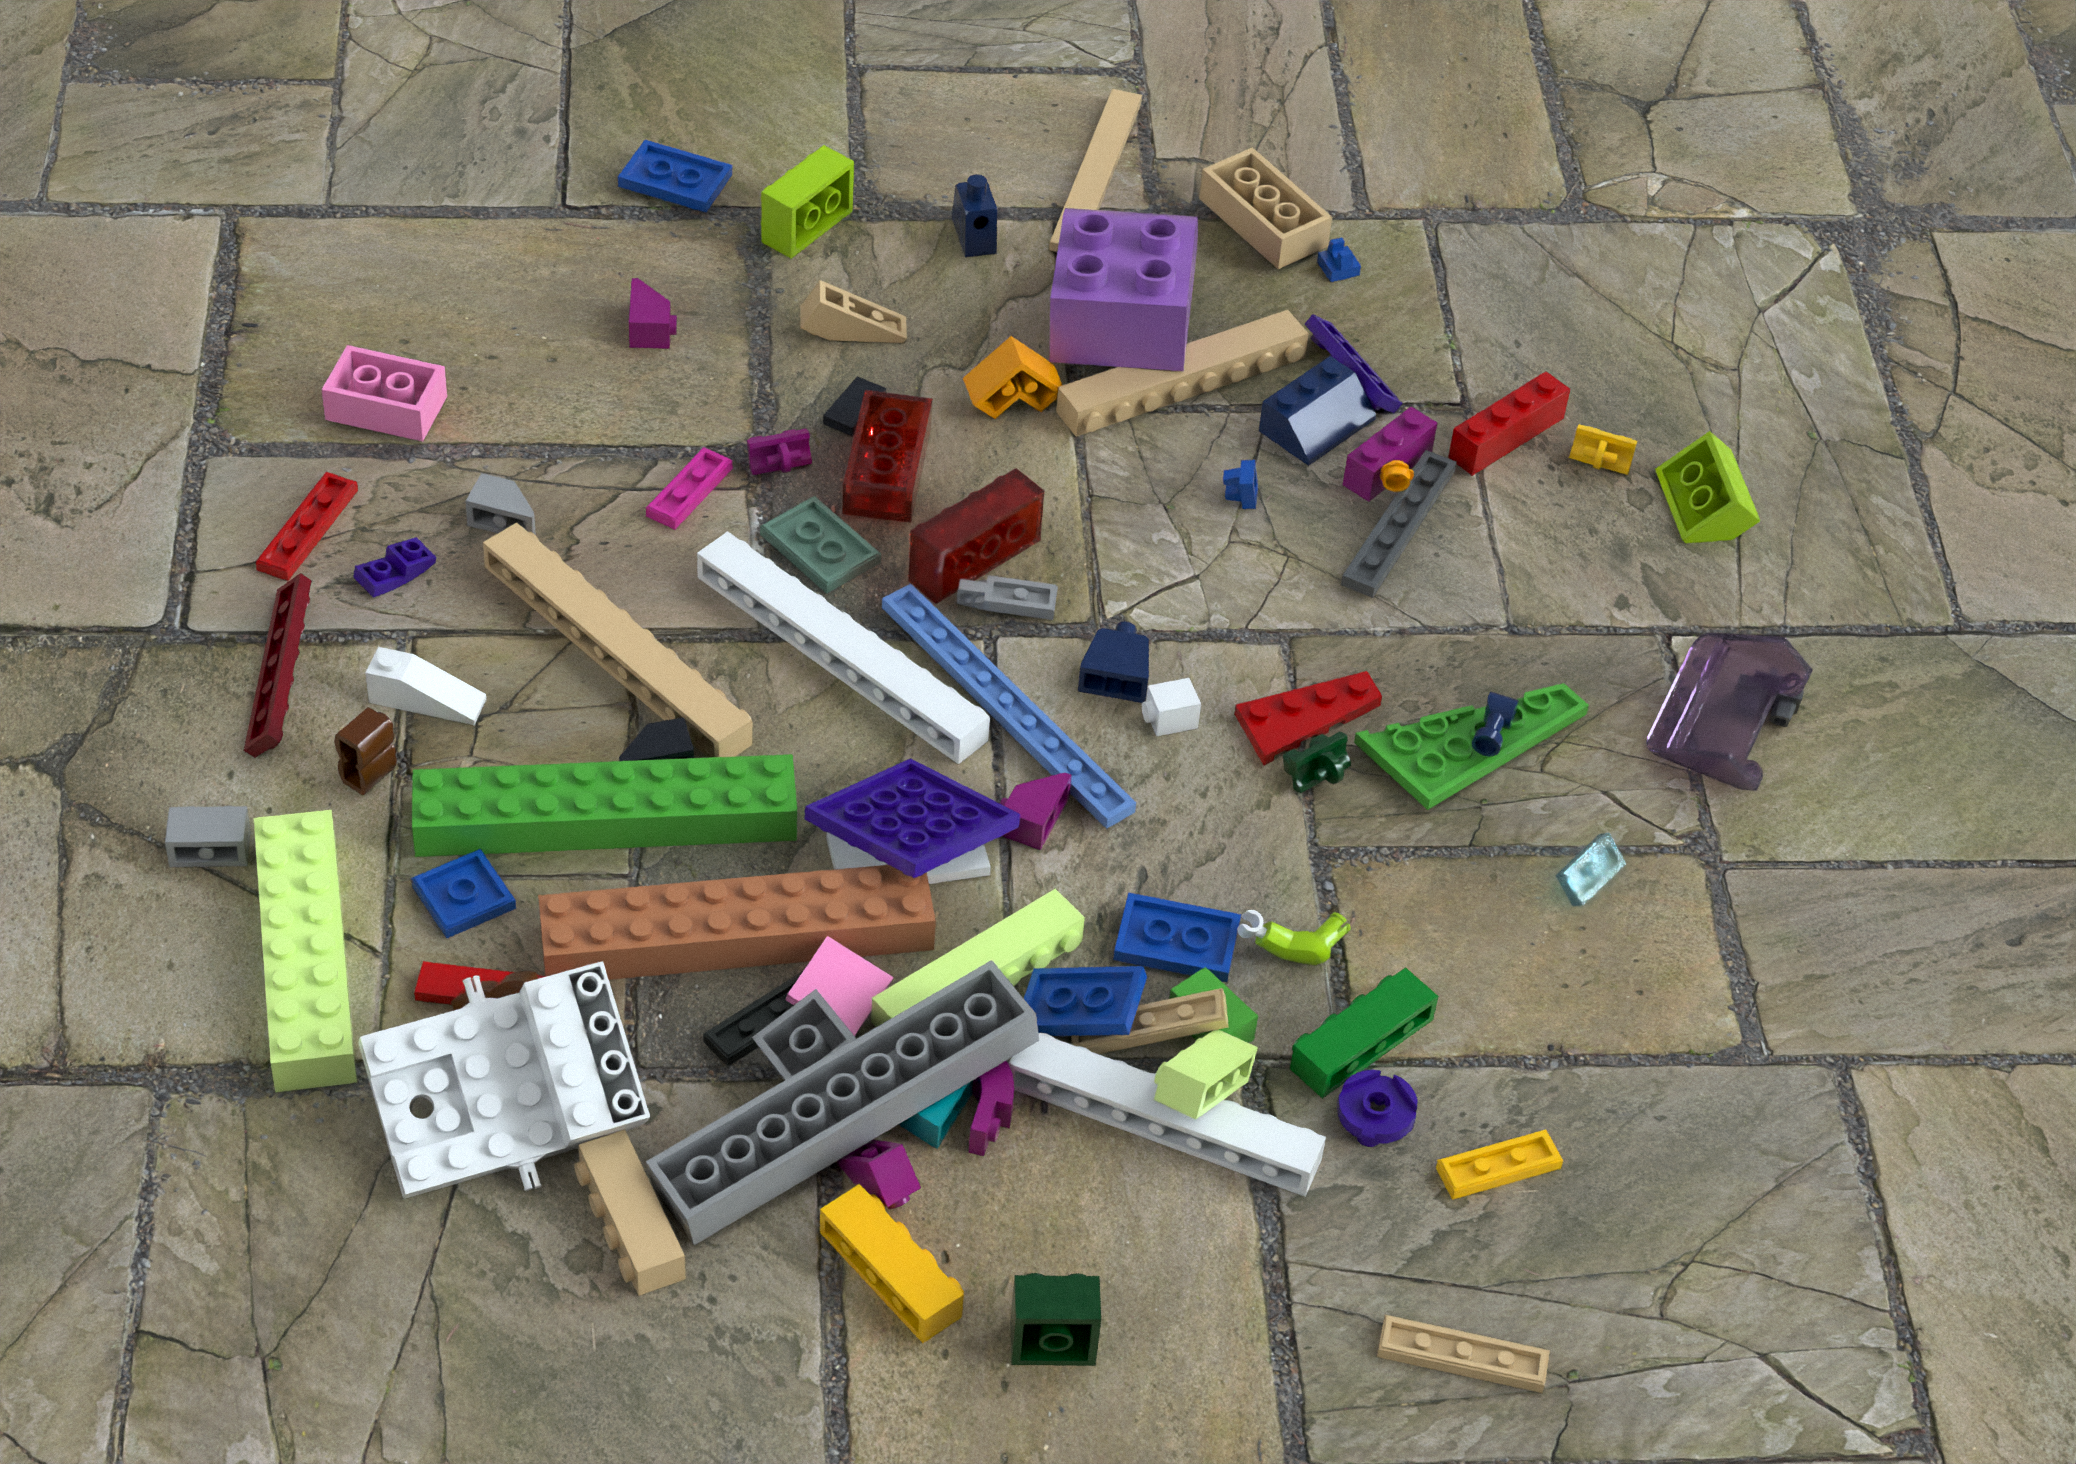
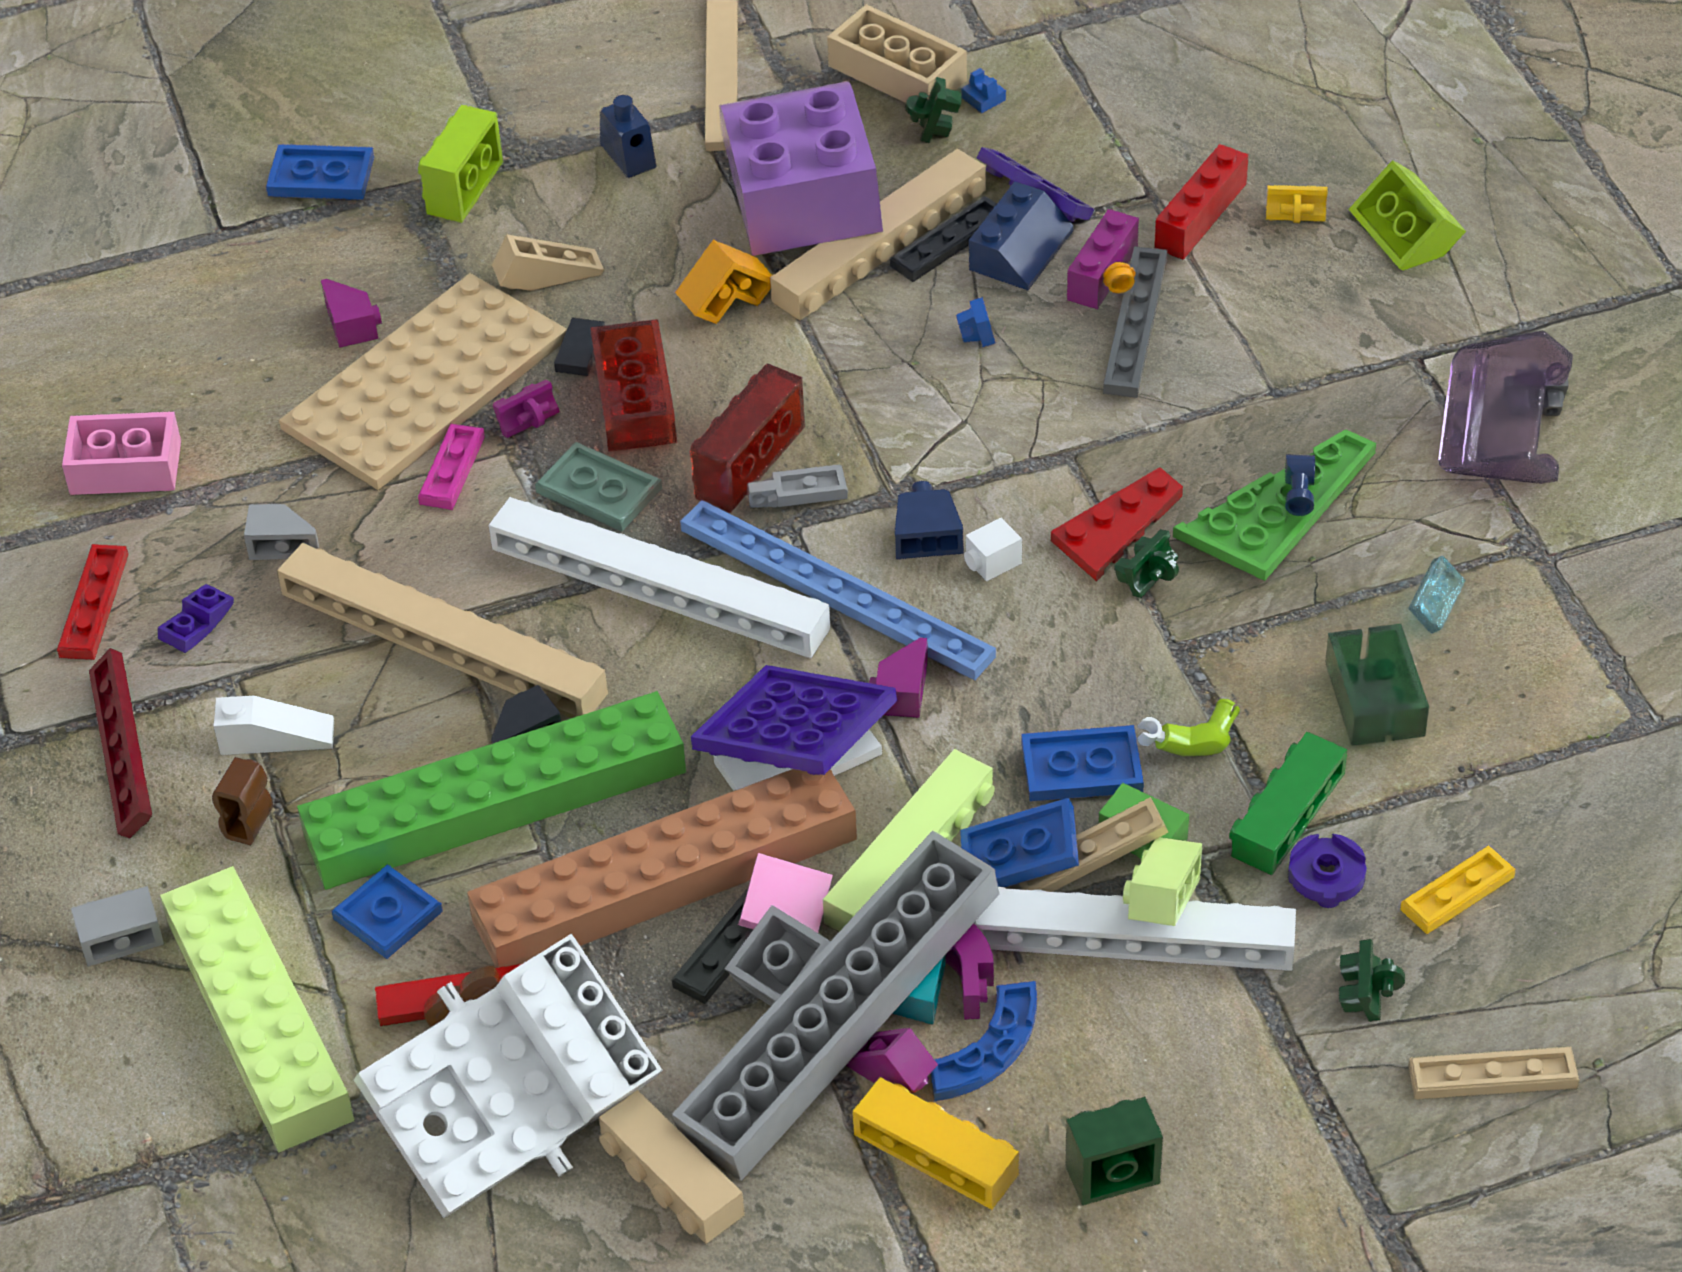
camera: 10 degrees left, 0 degrees up
(695, 399) = (423, 379): none -> tan plate
(987, 1191) = (996, 1049): none -> blue tile
(1239, 397) = (941, 241): none -> black tile
(1275, 265) = (930, 109): none -> dark green hips
(1379, 1228) = (1373, 978): none -> dark green hips
(1493, 949) = (1380, 691): none -> clear green piece

